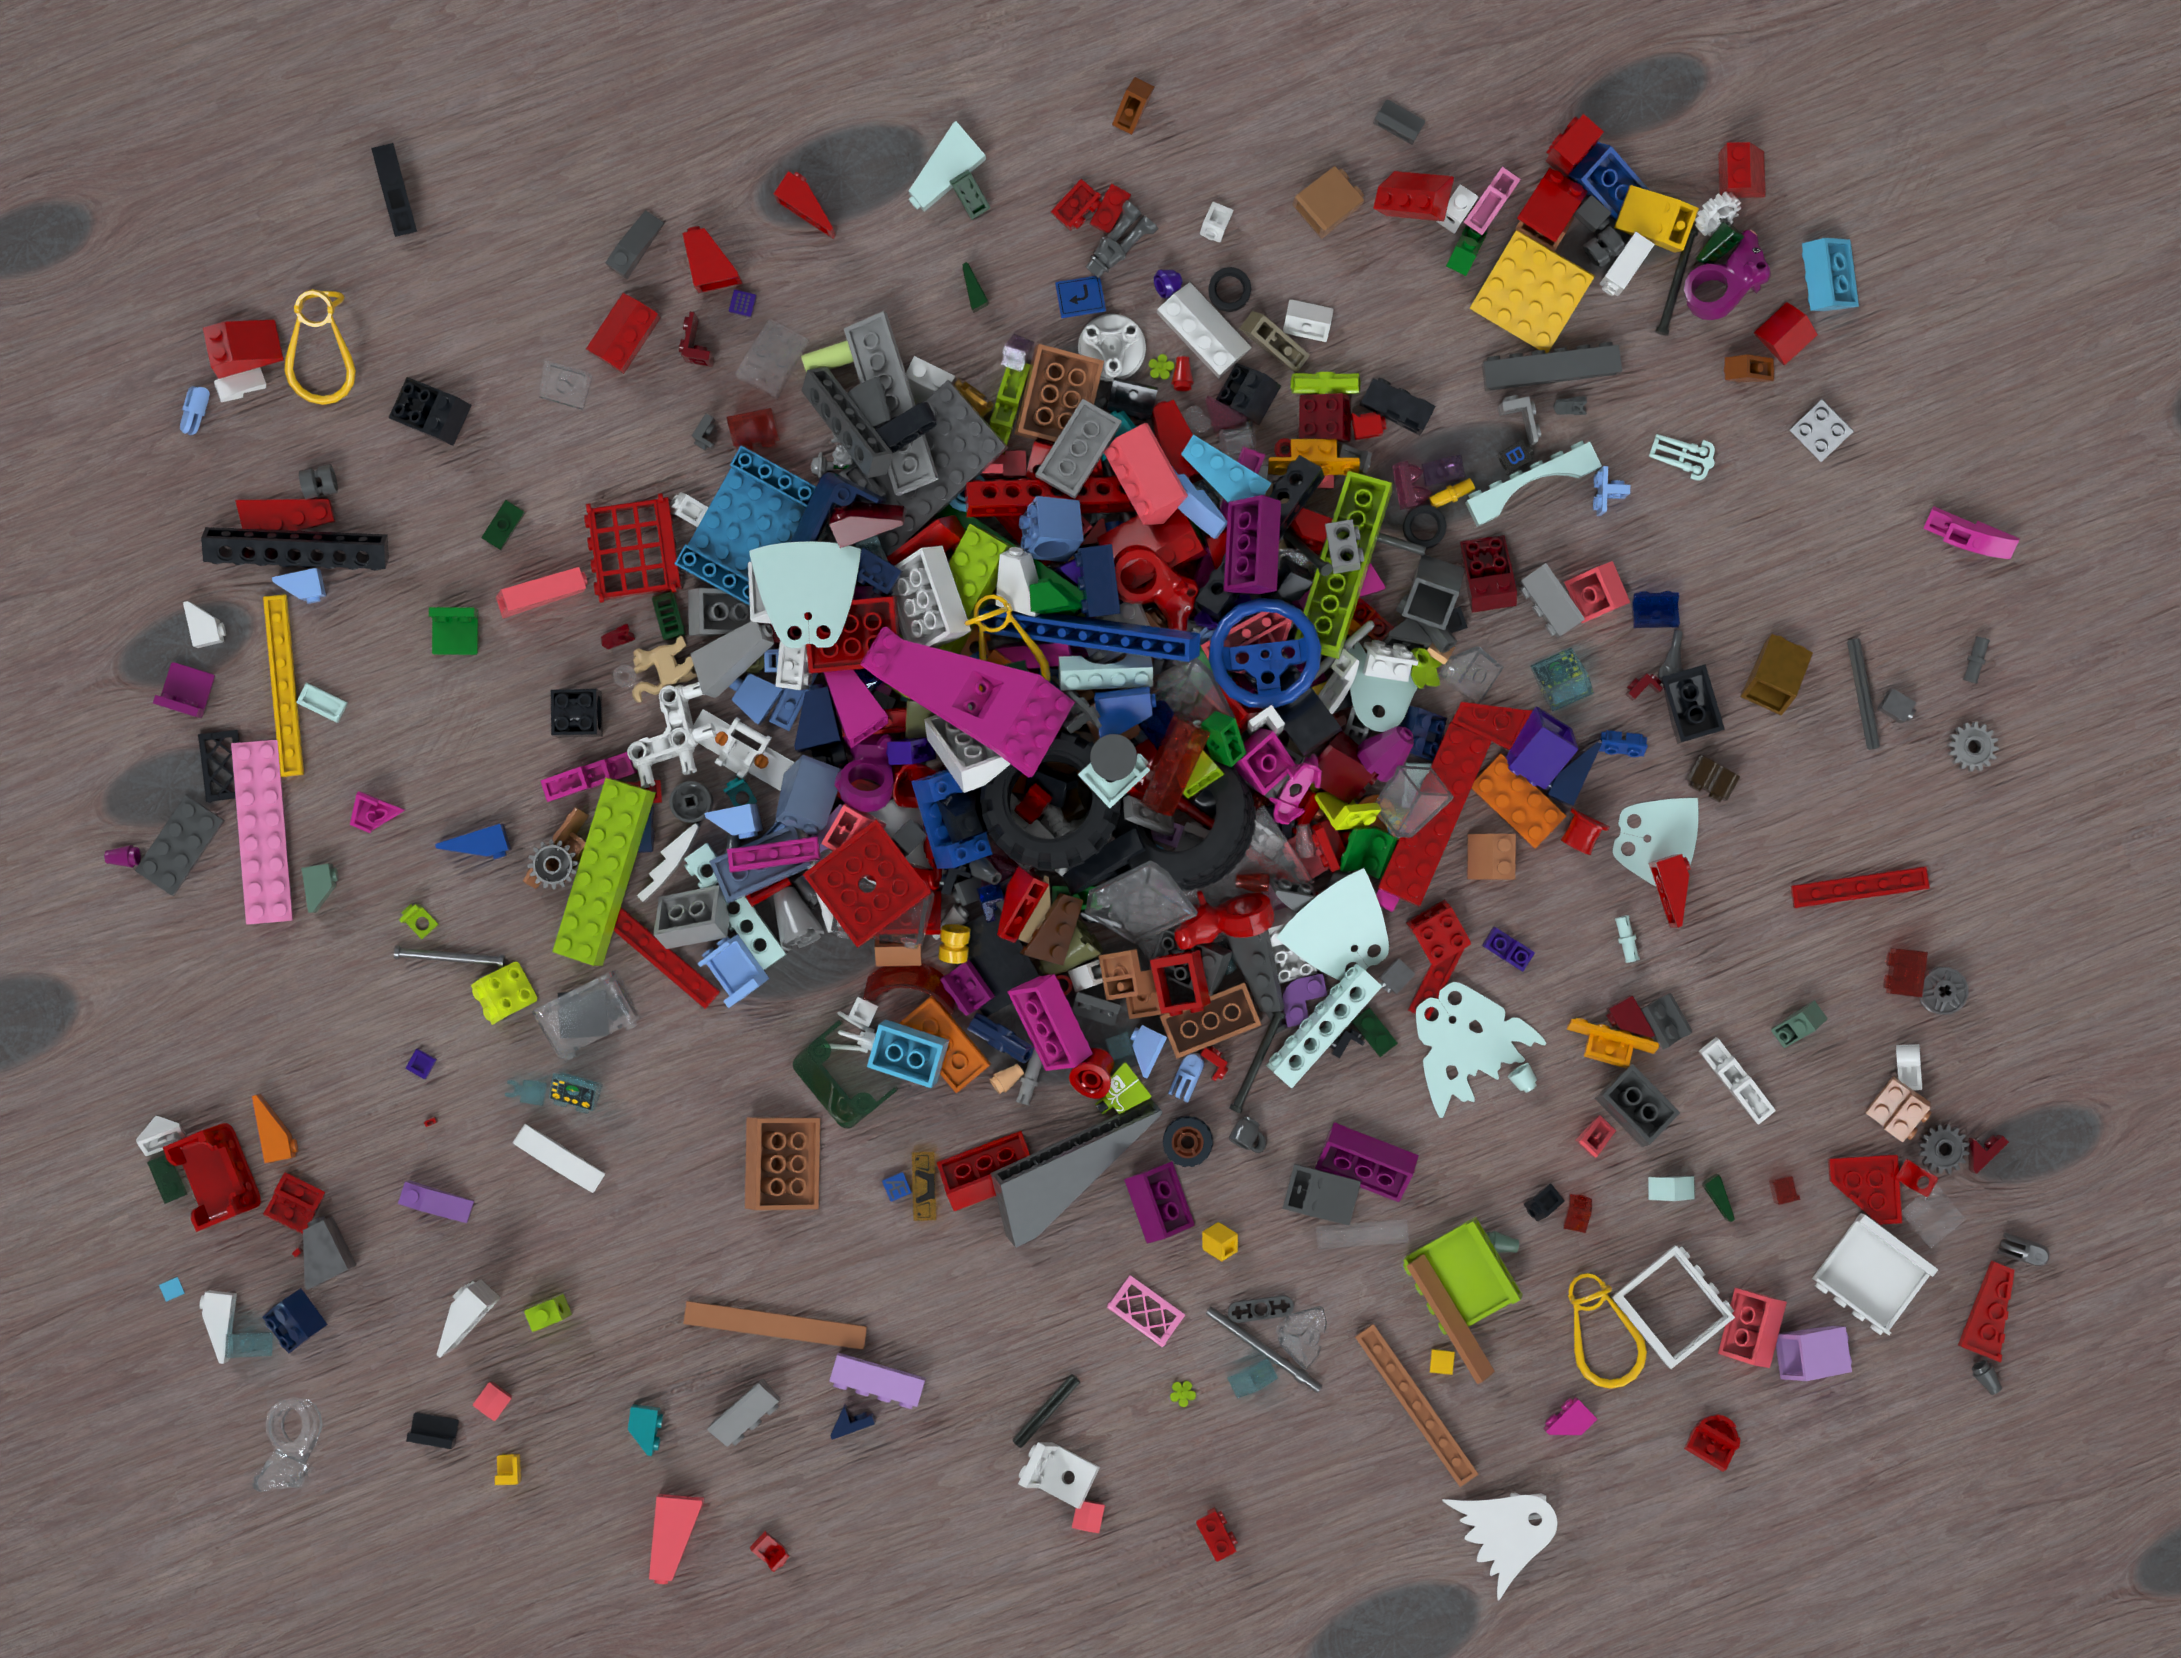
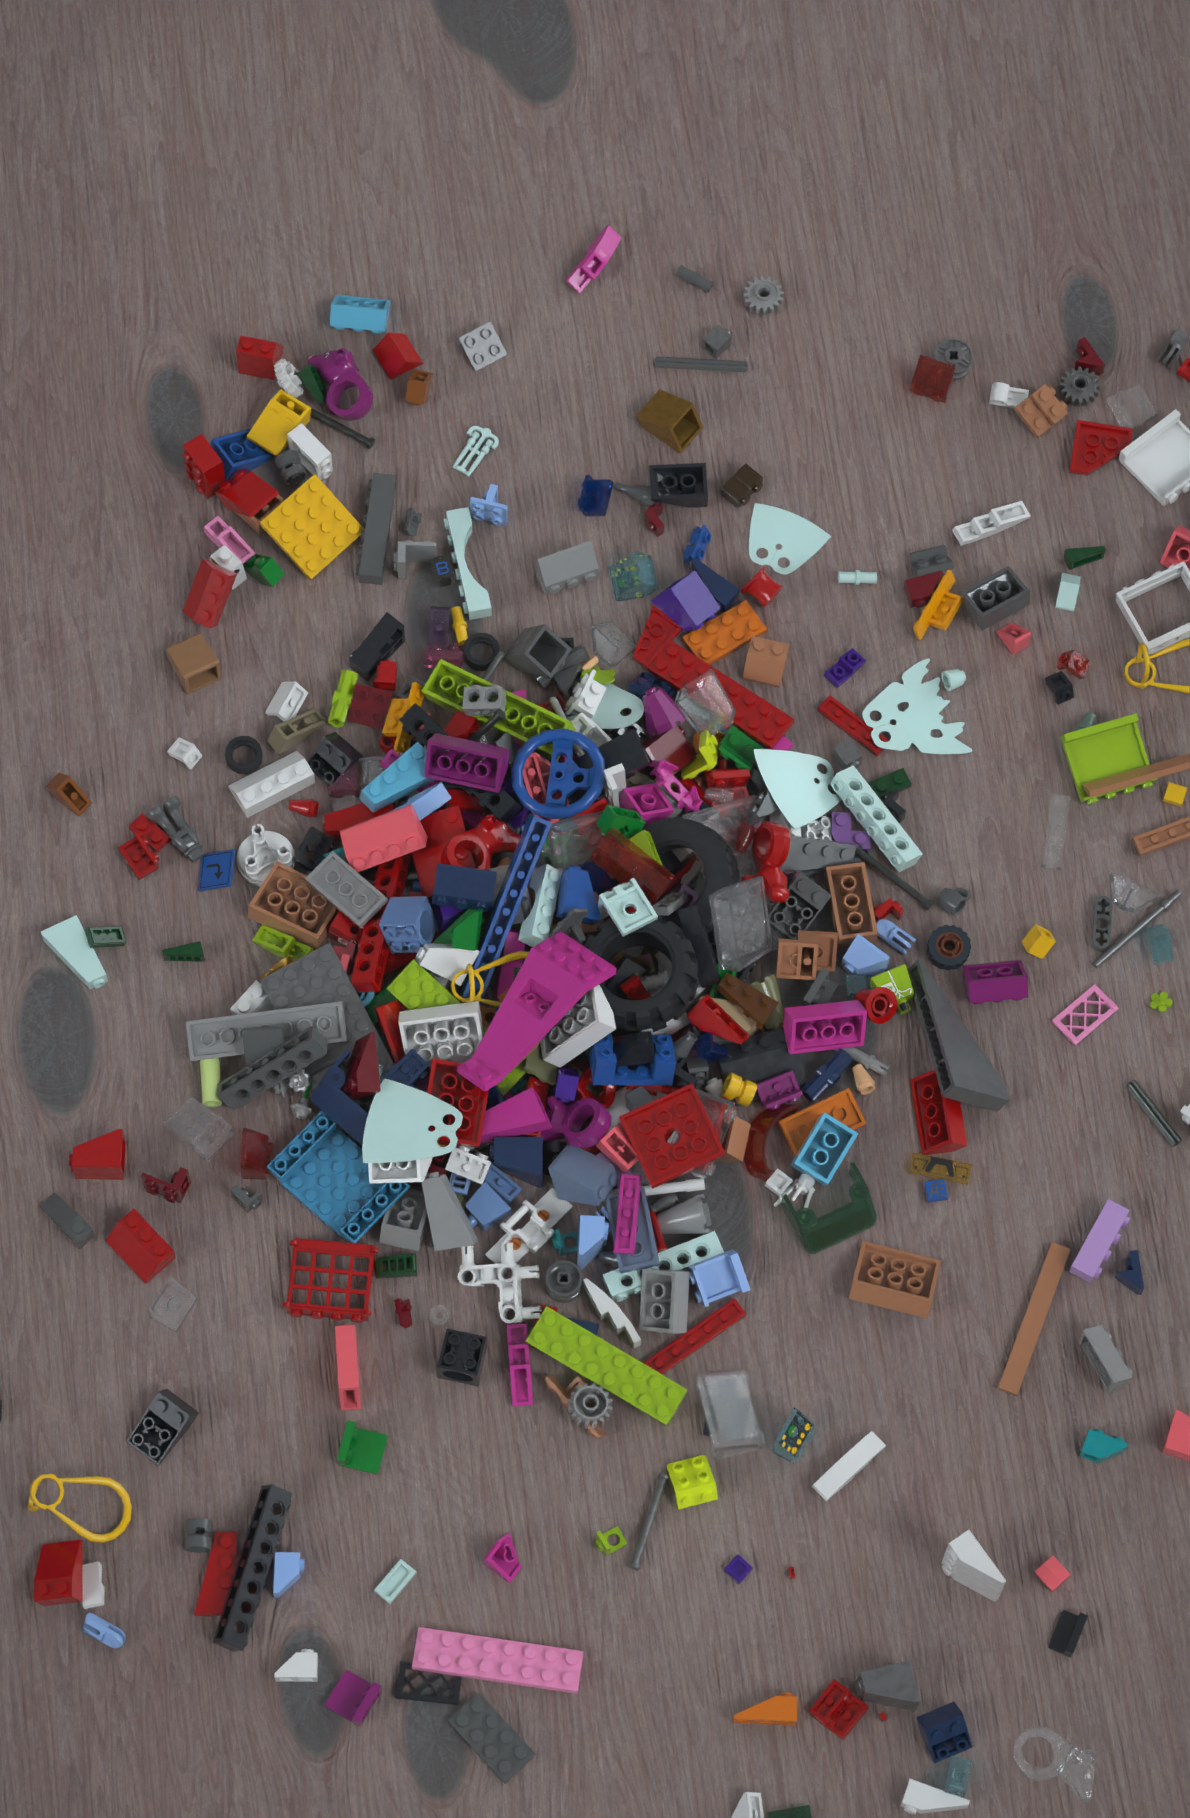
camera: 80 degrees left, 20 degrees down
(123, 856) = (489, 1789): magenta cone -> none
(216, 1174) = (798, 1773): red windscreen -> none
(283, 685) = (369, 1611): yellow tile -> none
(318, 884) = (557, 1619): sand green slope -> none
(435, 1201) = (863, 1583): medium lavender slope -> none
(484, 842) = (556, 1464): blue slope -> none
(503, 525) = (279, 1387): dark green plate -> none
(508, 1469) = (1115, 1574): yellow panel -> none
(531, 1091) = (785, 1480): clear light blue plate -> none
(547, 1312) = (983, 1508): lime torso -> none
(668, 669) = (440, 1276): tan animal -> none
(688, 509) = (308, 1226): white bracket -> none
(742, 303) = (143, 1143): dark purple tile -> none
(798, 198) = (75, 1067): red slope -> none
(908, 426) = (291, 1012): black beam -> none
(1016, 352) = (250, 930): slope -> none
(1086, 976) = (790, 992): white slope -> none
(1113, 757) = (616, 898): dark grey piece -> none
(1161, 367) = (293, 824): lime plant -> none
(1167, 282) = (225, 801): dark purple cone -> none
(1198, 978) = (794, 911): red window -> none
(1321, 1194) = (1015, 853): dark grey slope -> none
(1375, 1163) = (997, 812): magenta slope -> none
(1399, 122) = (143, 598): dark grey panel -> none
(1439, 932) = (817, 714): red bracket -> none
(1488, 573) = (532, 610): dark red slope -> none
(1593, 214) = (263, 468): dark grey brick -> none
(1597, 591) = (568, 531): coral slope -> none
(1671, 882) = (824, 531): red slope -> none
(1783, 1190) = (1088, 509): clear red panel -> none
(1799, 1024) = (956, 467): sand green slope -> none
(1860, 887) = (855, 401): red tile -> none
(1911, 1173) = (1095, 415): red bracket -> none

